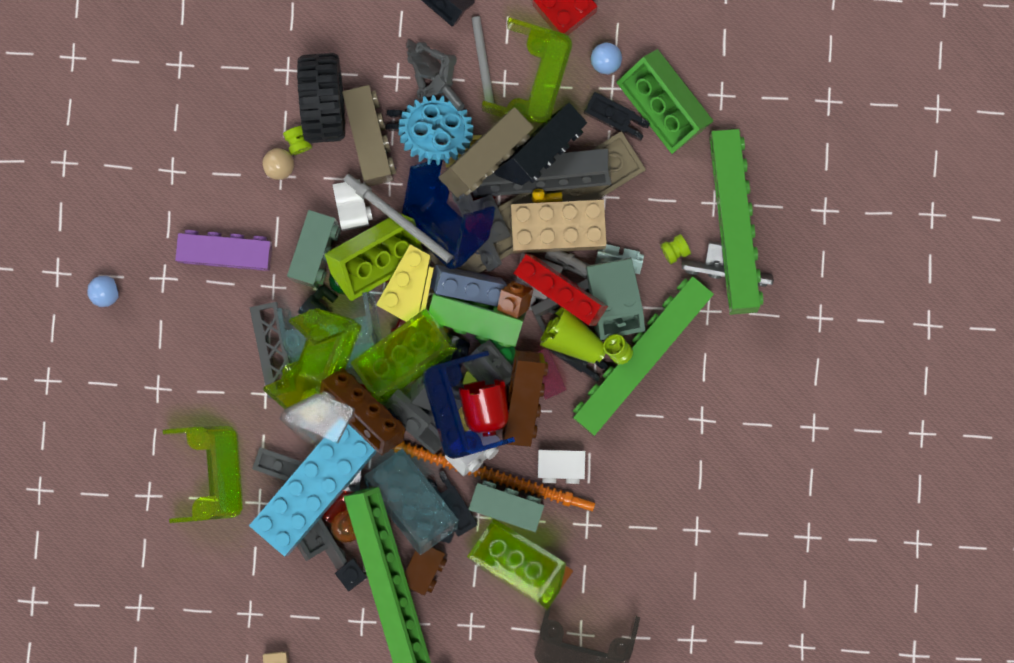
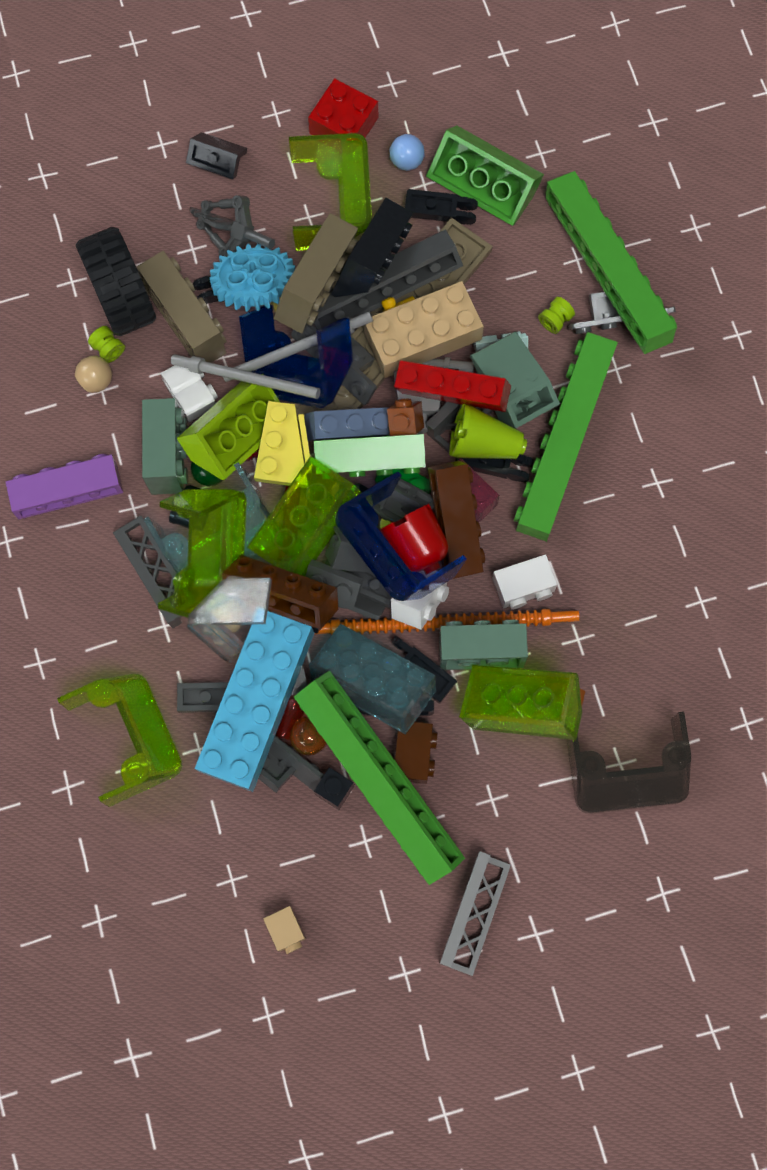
camera: 20 degrees left, 10 degrees down
(454, 206) = (296, 347): none -> light grey bar
(482, 59) = (273, 195): light grey bar -> none
(618, 349) = (538, 431): lime wheel -> none

